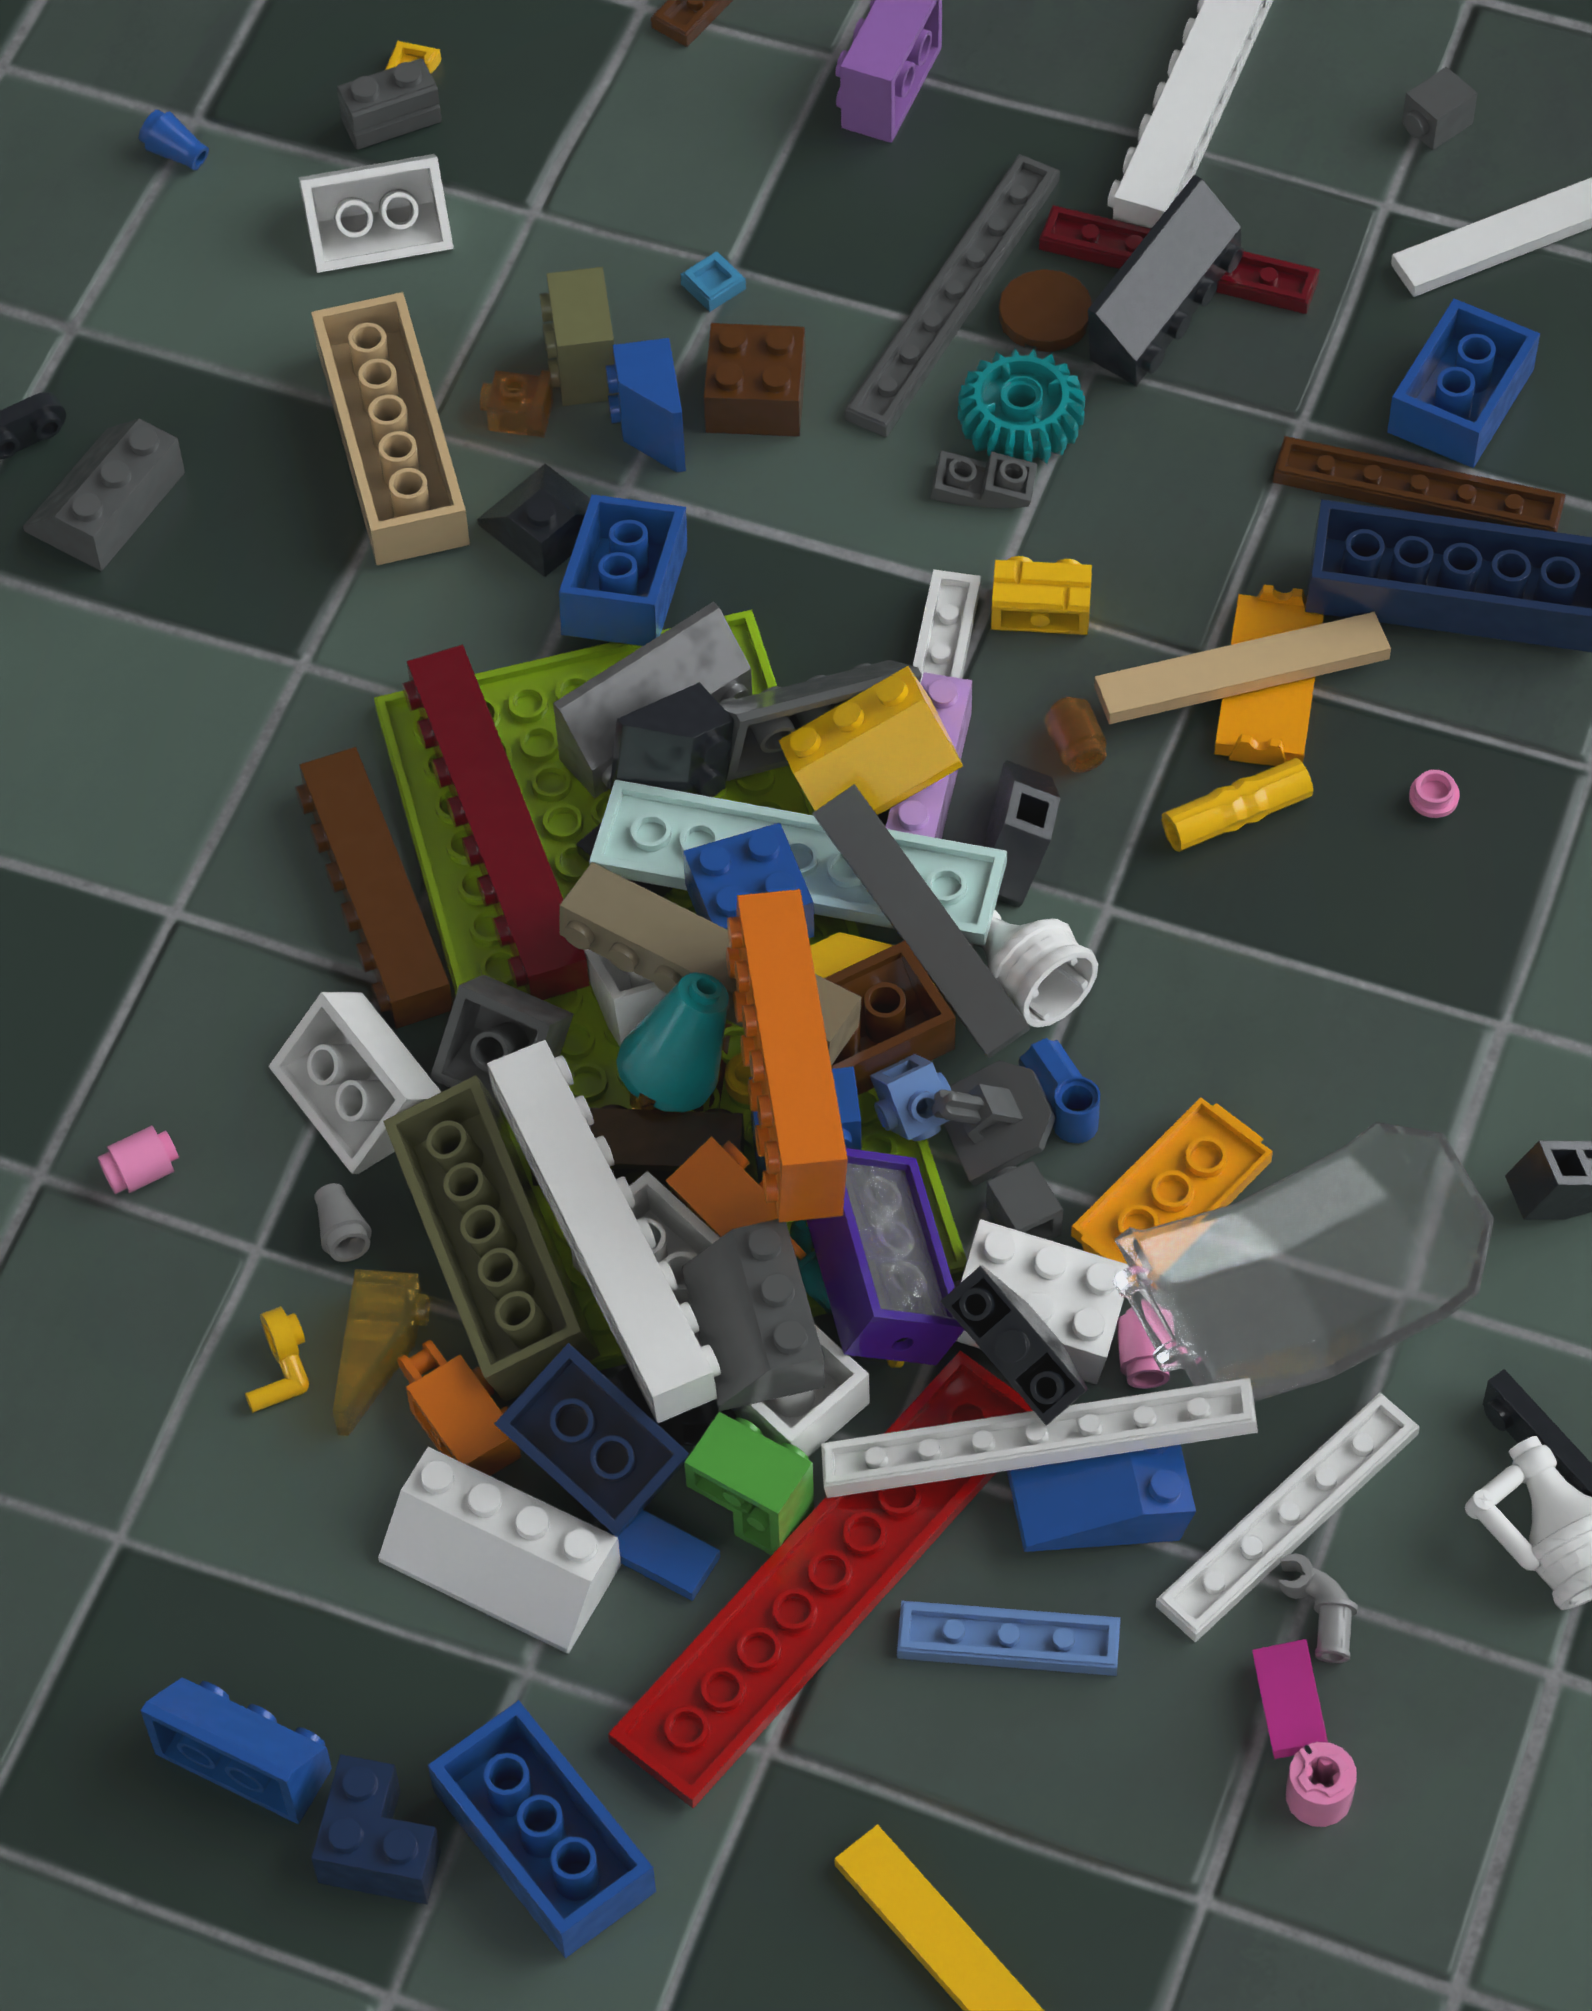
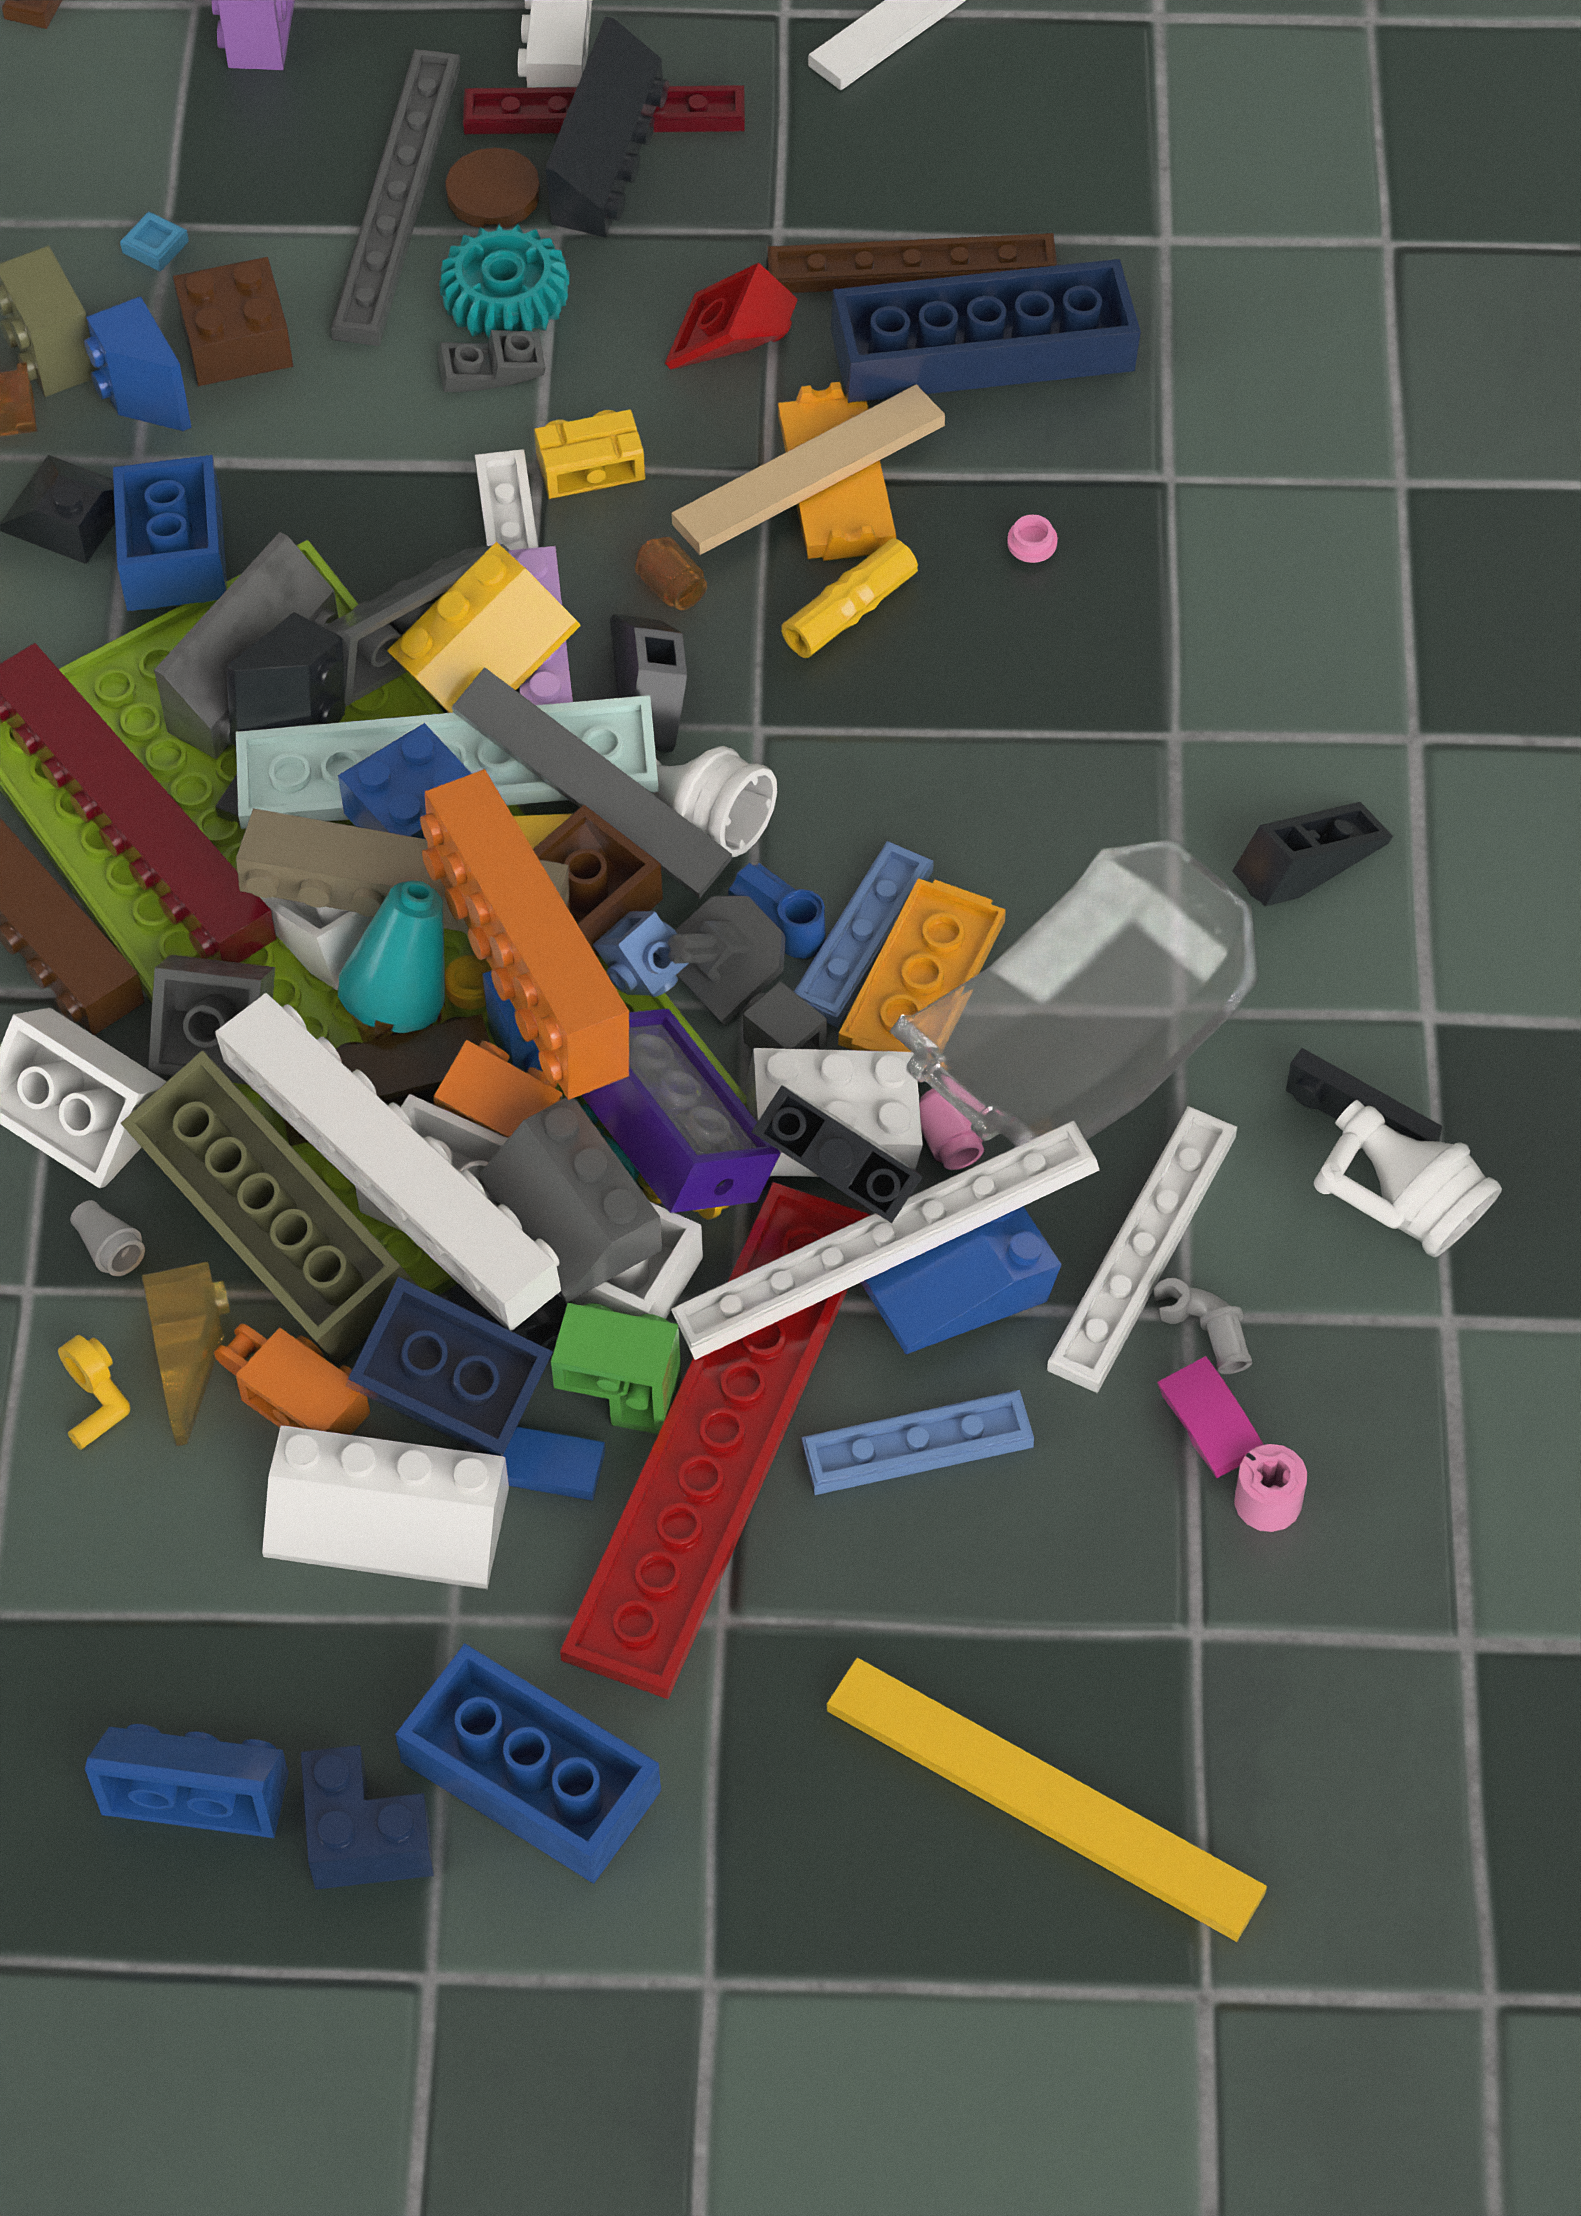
camera: 20 degrees left, 0 degrees up
(1129, 1133) = (861, 932): none -> medium blue tile
(1225, 498) = (733, 317): none -> red slope
(1463, 383) = (922, 153): blue brick -> none

